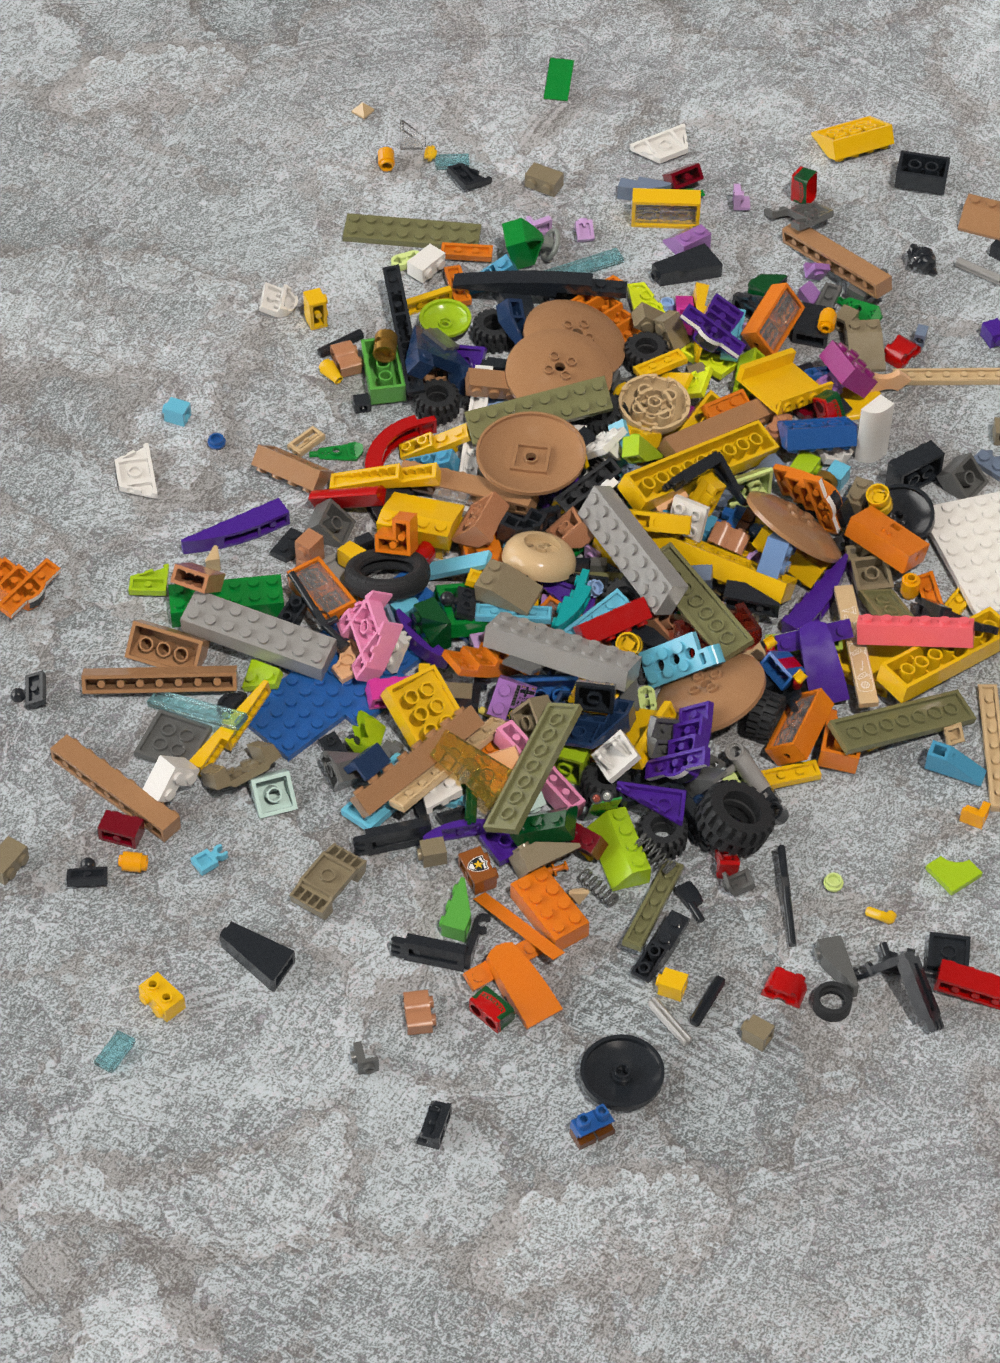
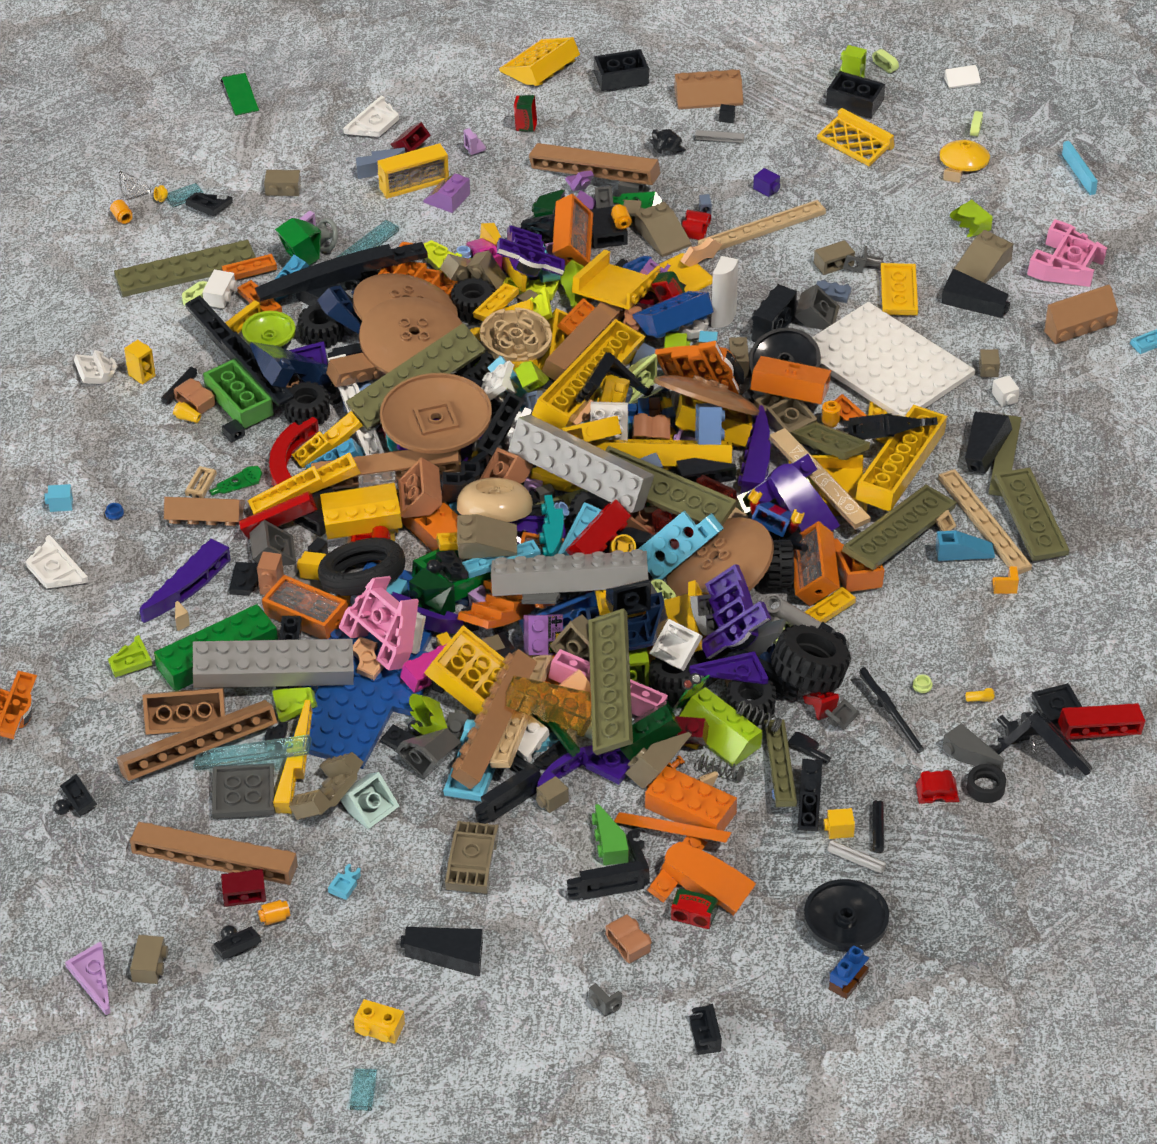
camera: 25 degrees left, 5 degrees down
(168, 775) = (265, 821): white brick -> none
(197, 577) = (187, 631): nougat brick -> none
(324, 624) = (327, 631): black piece -> none
(362, 110) = (70, 177): tan slope -> none
(368, 762) = (451, 732): dark blue panel -> none
(385, 345) = (233, 369): pearl gold wheel -> none
(401, 537) = (358, 530): orange brick -> none
(441, 339) = (279, 347): dark grey piece -> none
(459, 564) = (426, 533): medium azure tile -> none
(478, 870) = (602, 791): dark orange brick -> none
(584, 230) = (347, 213): lavender bracket -> none
(687, 266) = (462, 214): black slope -> none
(757, 1032) = (939, 834): dark tan brick -> none
(804, 214) = (542, 136): dark grey wing -> none
(848, 368) = (668, 251): magenta brick -> none
(879, 497) = (763, 345): yellow wheel -> none
(915, 631) = (870, 443): coral brick -> none
(953, 875) = (1018, 639): lime tile -> none

